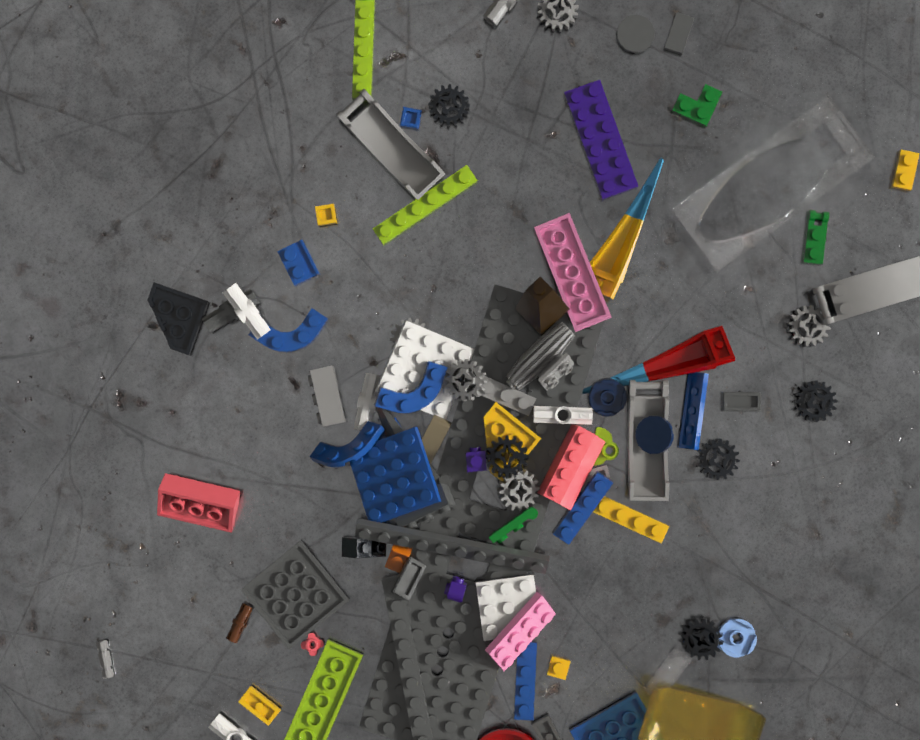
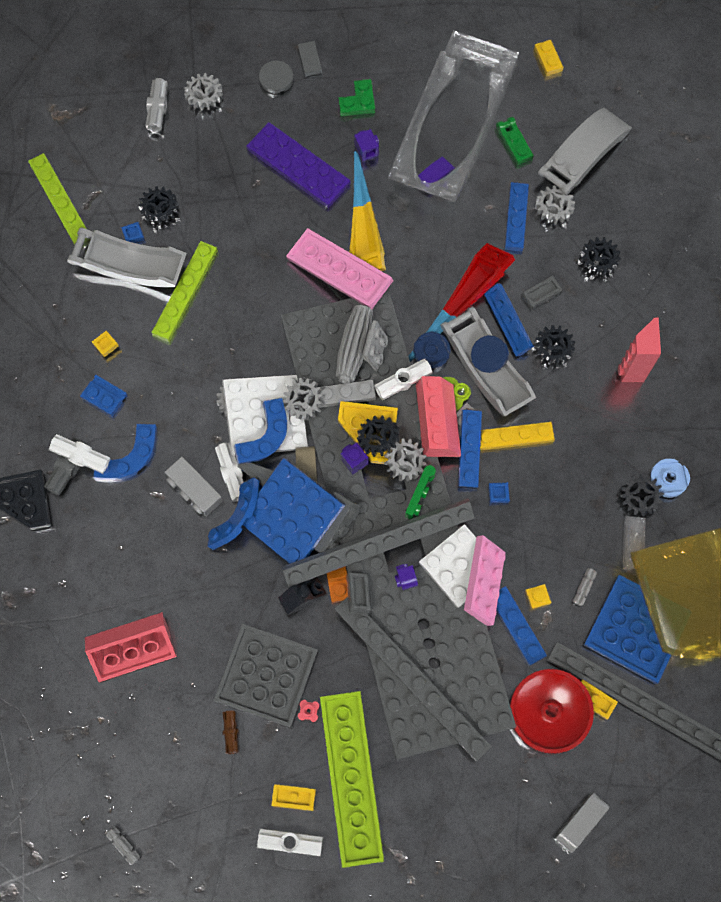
camera: 30 degrees left, 15 degrees down
(541, 306) = (329, 304): dark brown slope -> none
(583, 559) = (499, 493): none -> blue tile
(602, 683) = (584, 587): none -> light grey axle
(676, 159) = (366, 144): none -> dark purple brick
(721, 226) = (436, 171): none -> dark purple slope
(767, 314) = (516, 216): none -> blue plate
(784, 521) = (641, 354): none -> coral slope

